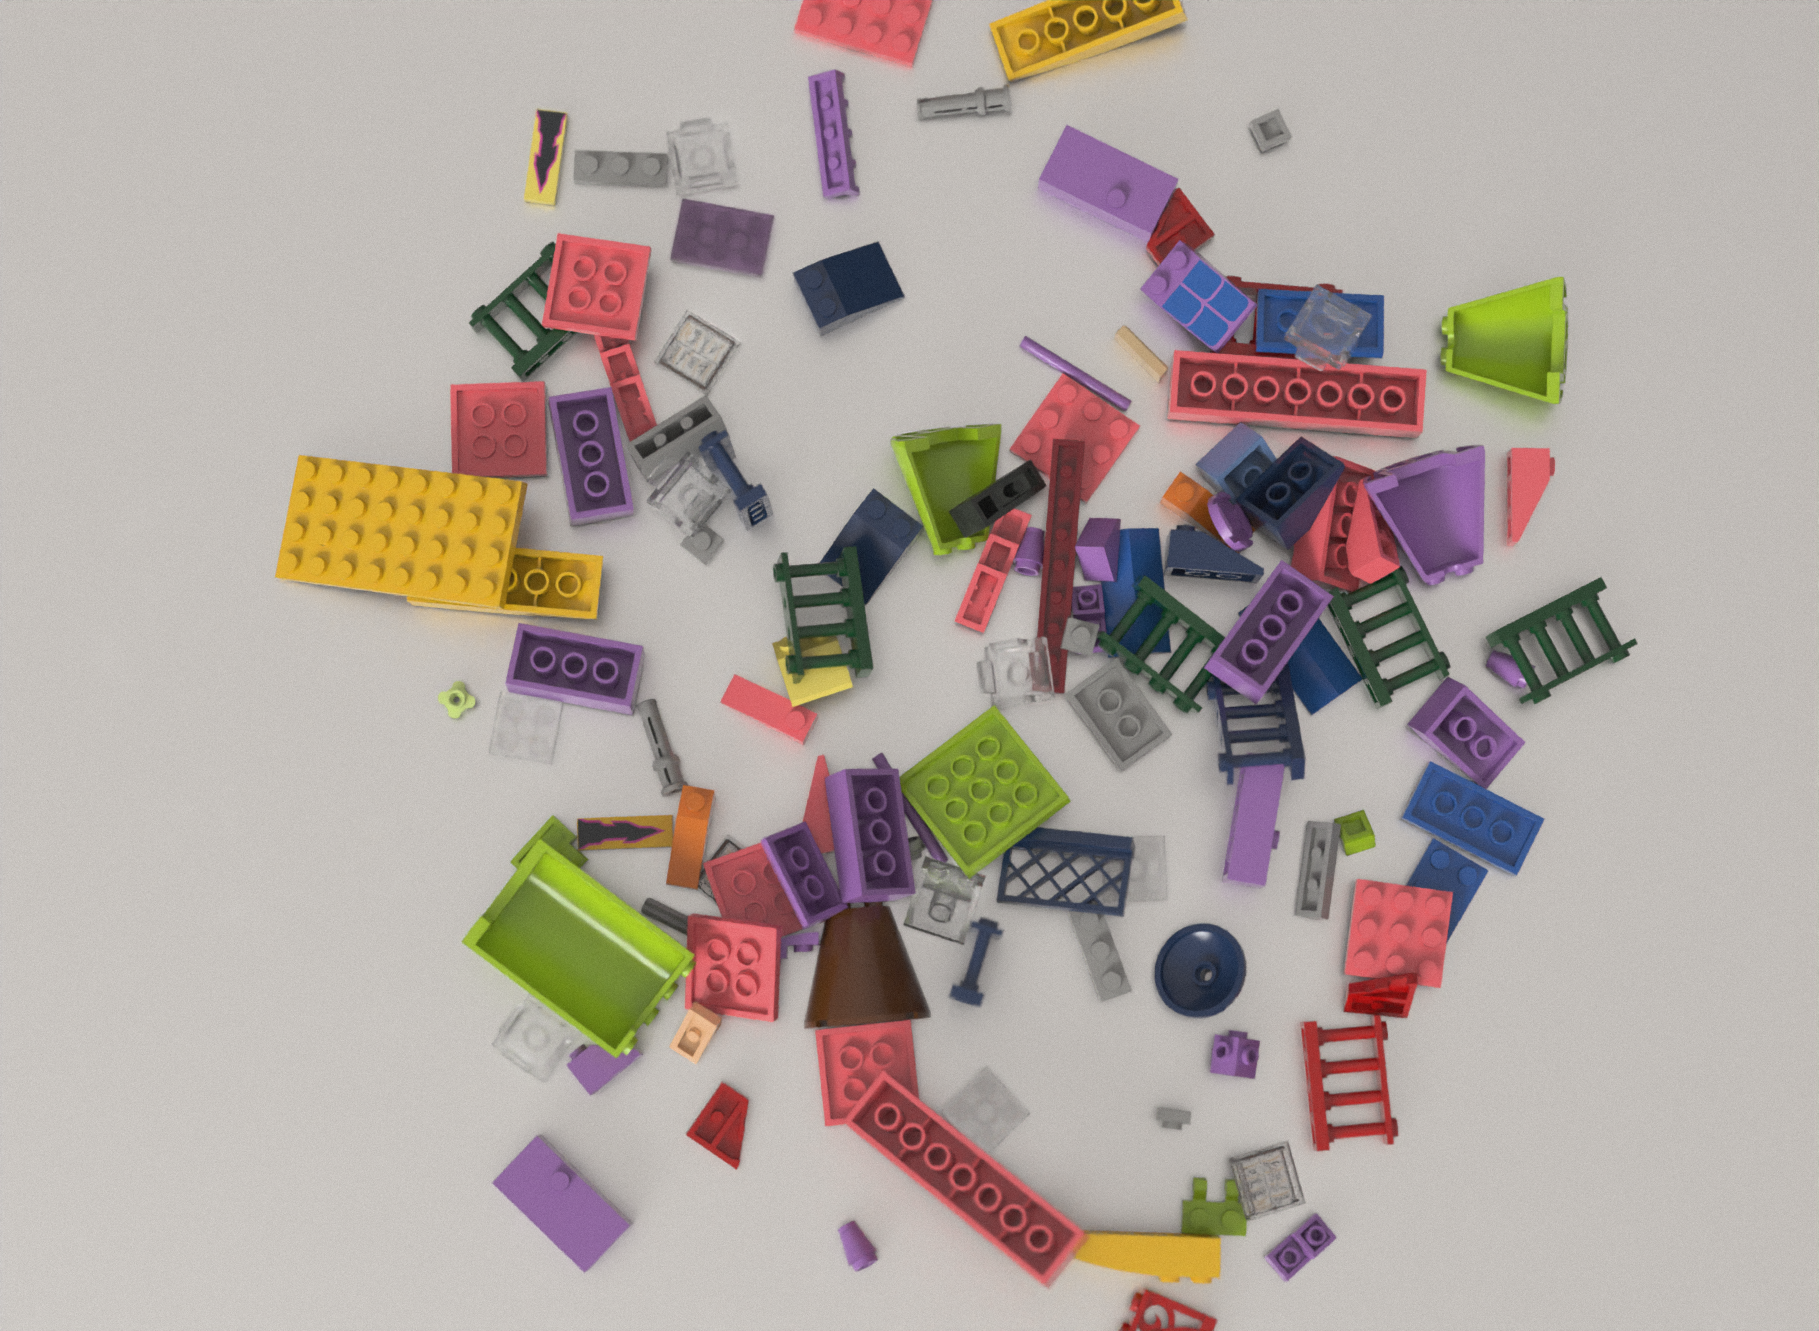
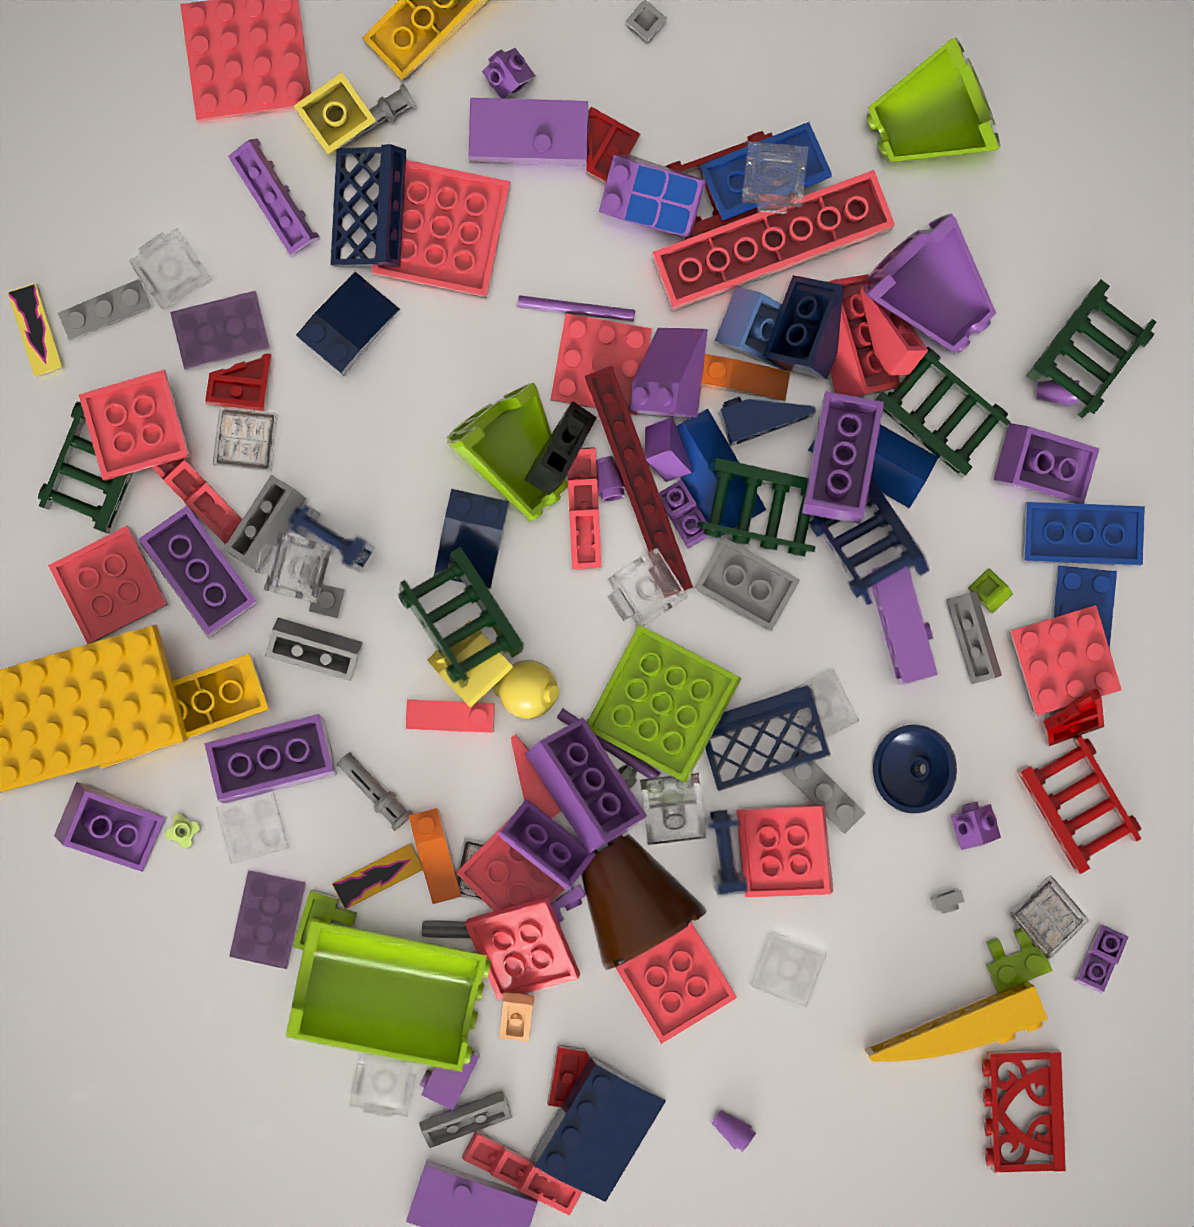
camera: 25 degrees left, 5 degrees up
(387, 663) = (108, 827): none -> medium lavender slope
(498, 824) = (267, 919): none -> clear purple plate
(597, 1111) = (465, 1119): none -> light grey plate
(628, 1191) = (520, 1172): none -> coral slope
(667, 582) = (313, 649): none -> light grey brick
(717, 298) = (241, 385): none -> red wing
(722, 1183) = (597, 1130): none -> dark blue slope
(856, 716) = (528, 689): none -> light yellow brick
(929, 80) = (334, 113): none -> light yellow slope
(938, 191) = (387, 206): none -> dark blue fence
(966, 1179) = (800, 1037): coral brick -> none
(980, 236) = (449, 228): none -> coral plate
(1035, 991) = (785, 850): none -> coral plate
(1079, 636) = (684, 534): light grey plate -> none
(1114, 119) = (508, 72): none -> medium lavender brick
(1137, 477) = (670, 374): none -> medium lavender slope
(1141, 353) = (624, 265): tan tile -> none
(1230, 522) = (767, 378): medium lavender tile -> none
(1527, 477) = (1001, 225): coral slope -> none

